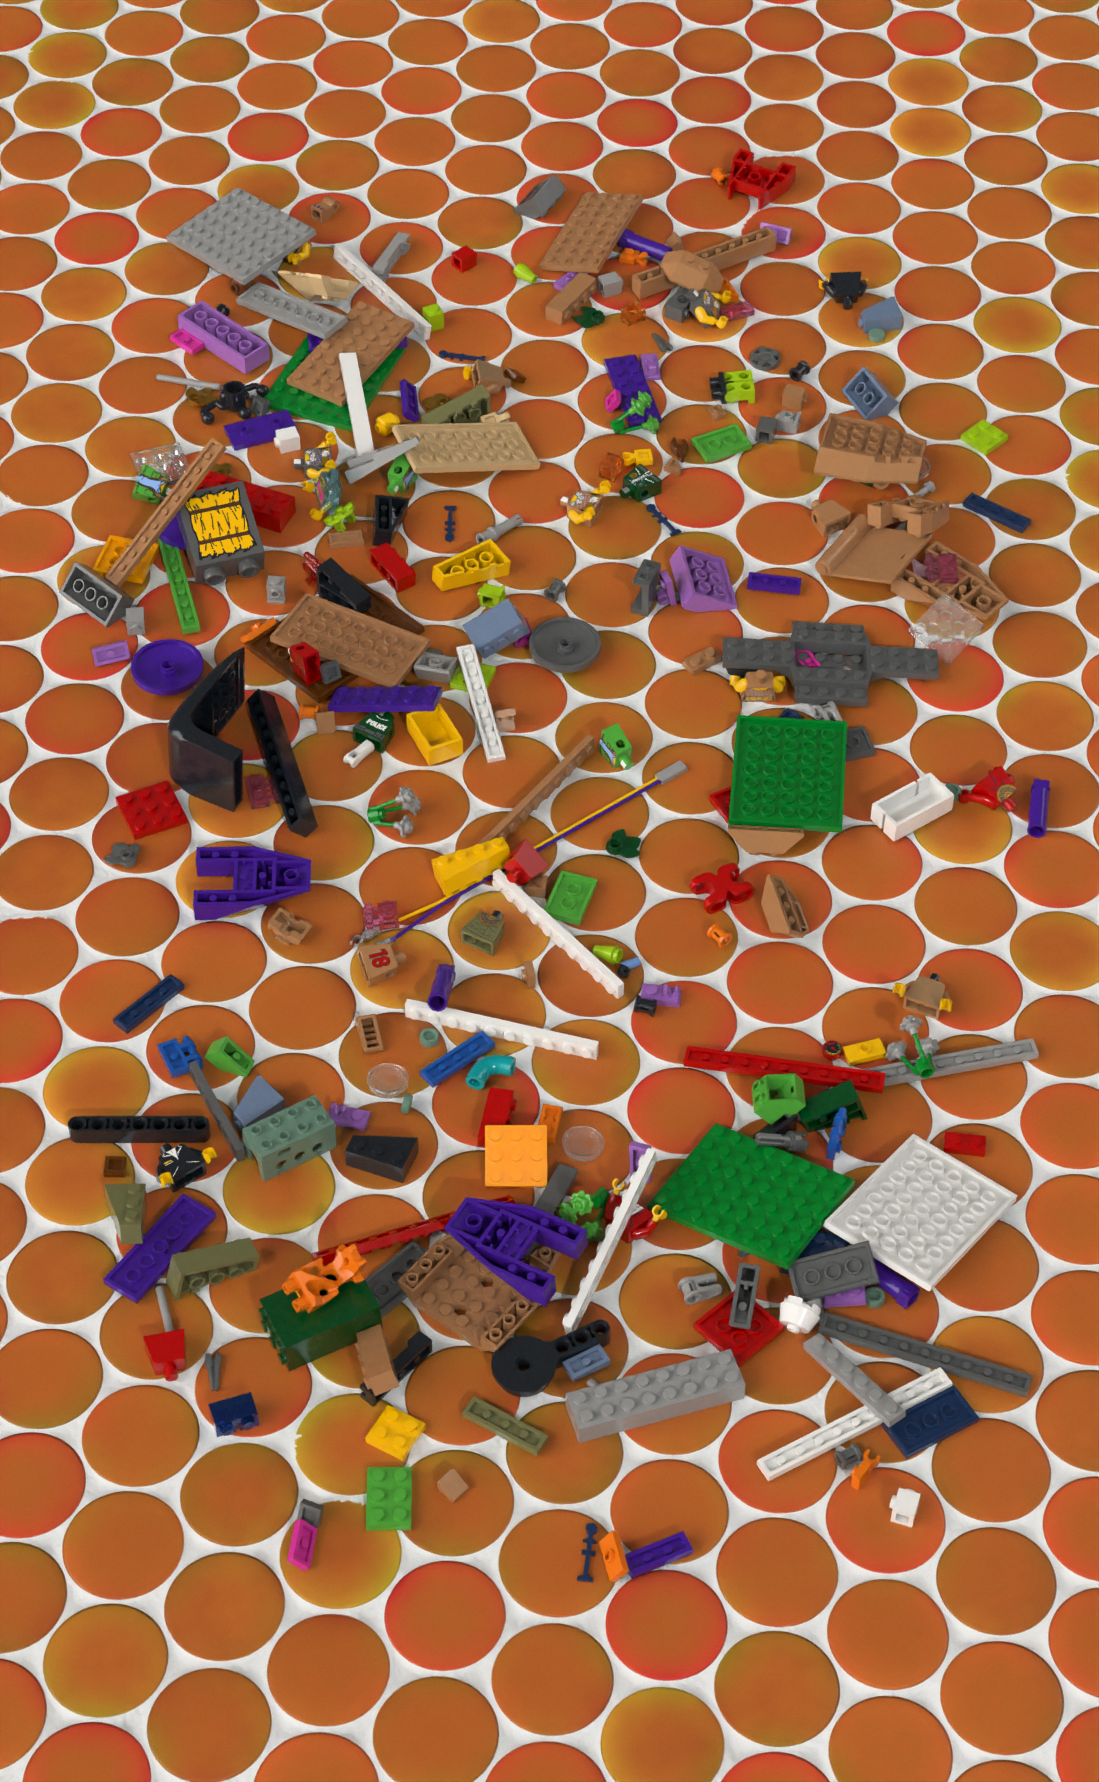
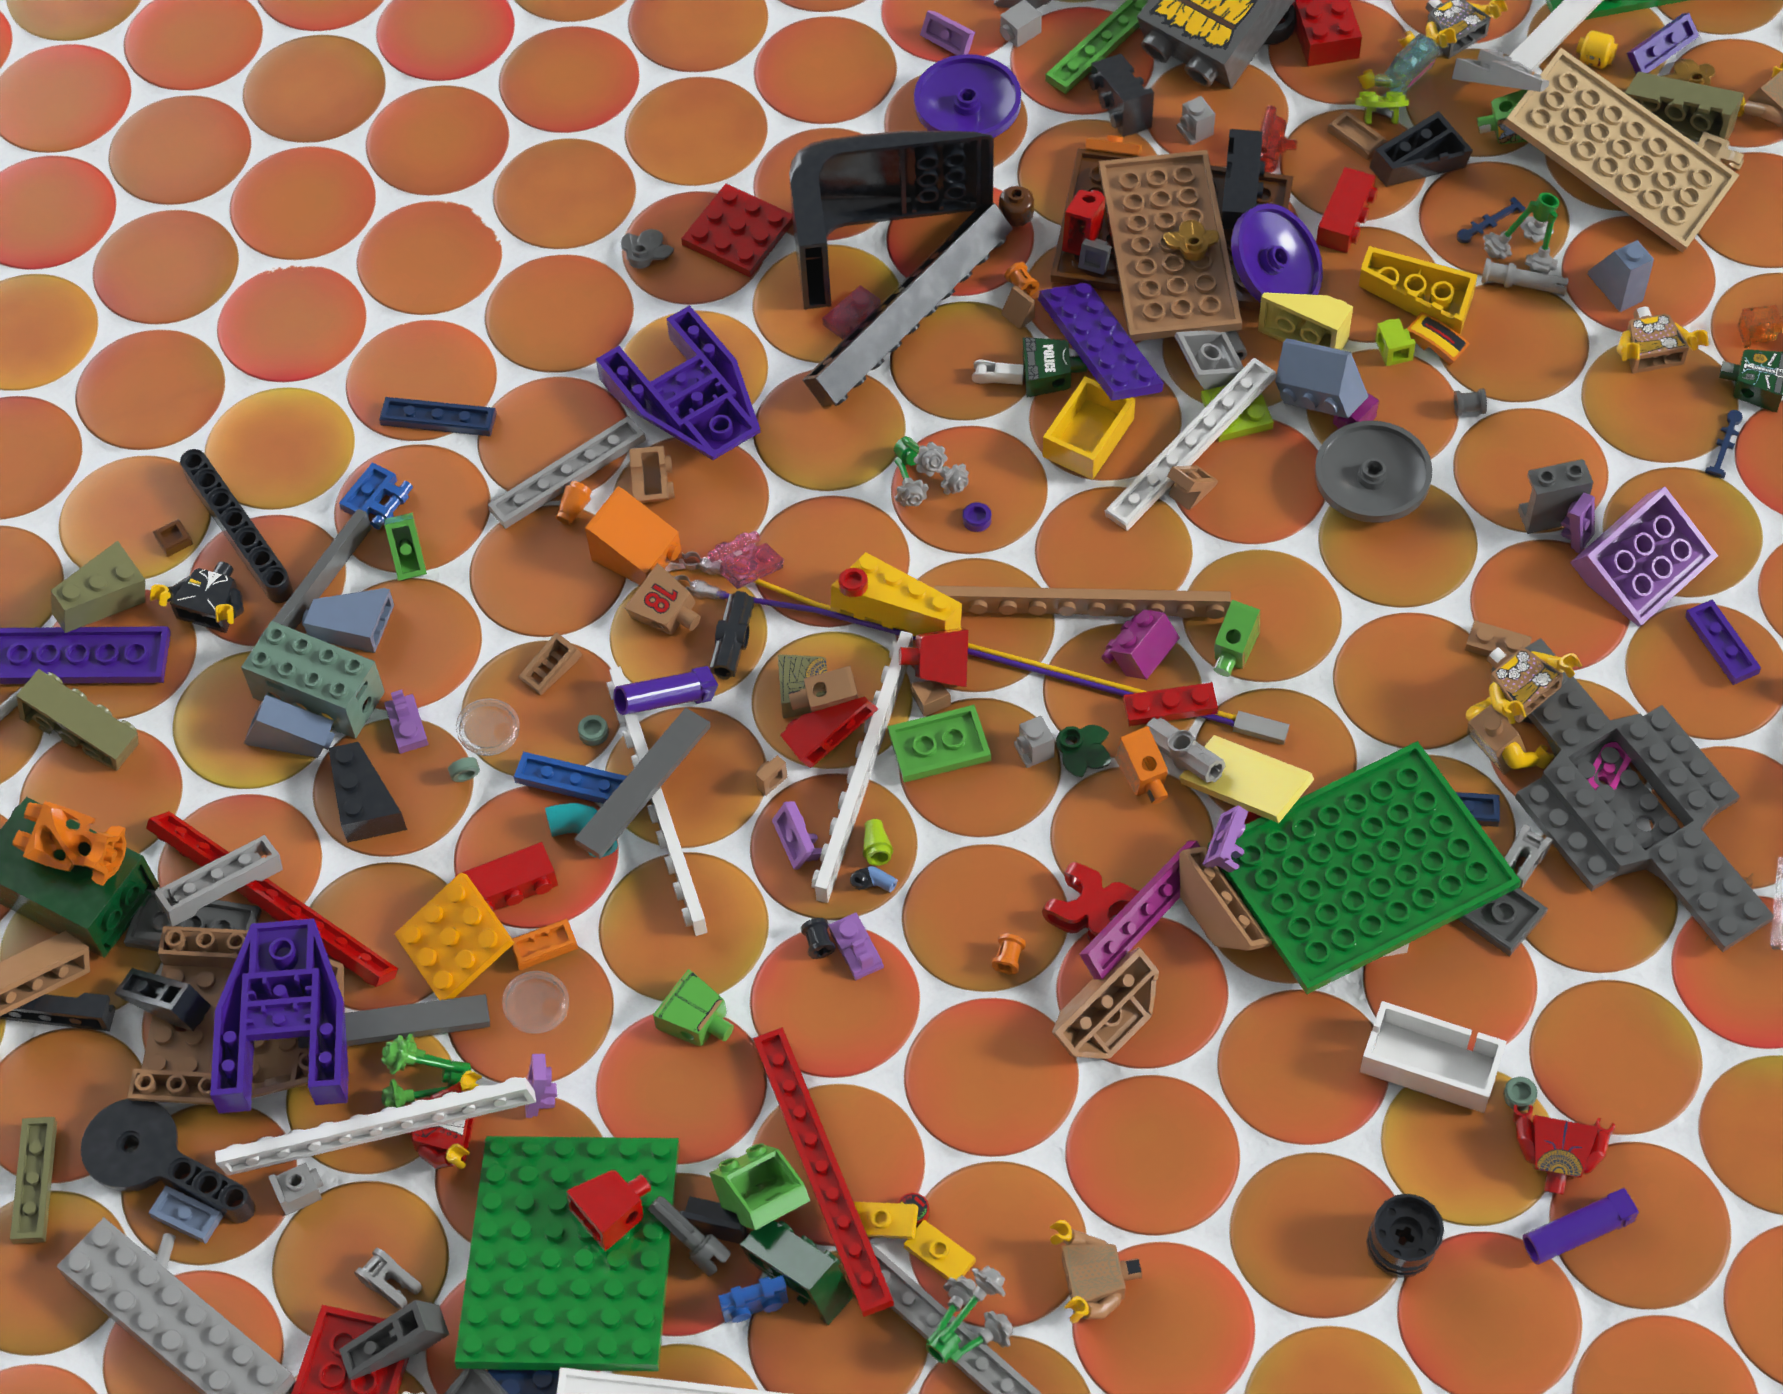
camera: 60 degrees right, 10 degrees up
(229, 606) = (1122, 94): none -> black wedge
(247, 964) = (572, 467): none -> light grey plate
(260, 682) = (1017, 205): none -> reddish brown head
(271, 970) = (573, 501): none -> orange cone
(307, 1169) = (289, 729): none -> sand blue slope
(326, 955) = (630, 537): none -> orange slope
(361, 627) = (1192, 239): none -> pearl gold plate
(390, 1240) = (218, 879): none -> light grey piece
(405, 603) = (1275, 252): none -> dark purple dish
(424, 945) = (732, 635): none -> black piece
(441, 811) = (977, 517): none -> dark purple tile
(444, 1303) = (164, 997): none -> black slope
(451, 615) = (1306, 318): none -> light yellow slope
(452, 869) = (853, 582): none -> red tile
(475, 508) = (1535, 228): none -> light grey plant
(493, 1023) = (642, 783): none -> dark grey tile
(505, 578) = (1438, 336): none -> slope
(510, 917) = (837, 683): none -> medium nougat torso
(523, 938) = (821, 731): none -> red slope
(537, 491) = (1624, 275): none -> sand blue slope
(575, 983) = (794, 836): none -> medium lavender plate
(586, 784) = (1142, 644): none -> magenta brick
(605, 858) = (1034, 742): none -> light grey brick
(611, 1303) = (297, 1197): none -> light grey brick
(629, 796) = (1170, 704): none -> red plate
(646, 1078) = (693, 1012): none -> bright green torso
(658, 823) = (1143, 764): none -> orange torso
(663, 803) = (1185, 751): none -> light grey piece
(701, 788) = (1252, 780): none -> light yellow tile
(736, 808) = (1223, 844): none -> medium lavender plate
(744, 1159) = (608, 1206): none -> red torso
(746, 867) = (1135, 918): none -> magenta plate
(747, 650) = (1526, 680): none -> torso
(835, 1056) = (888, 1219): none -> yellow plate
(998, 867) = (1417, 1222): none -> black wheel

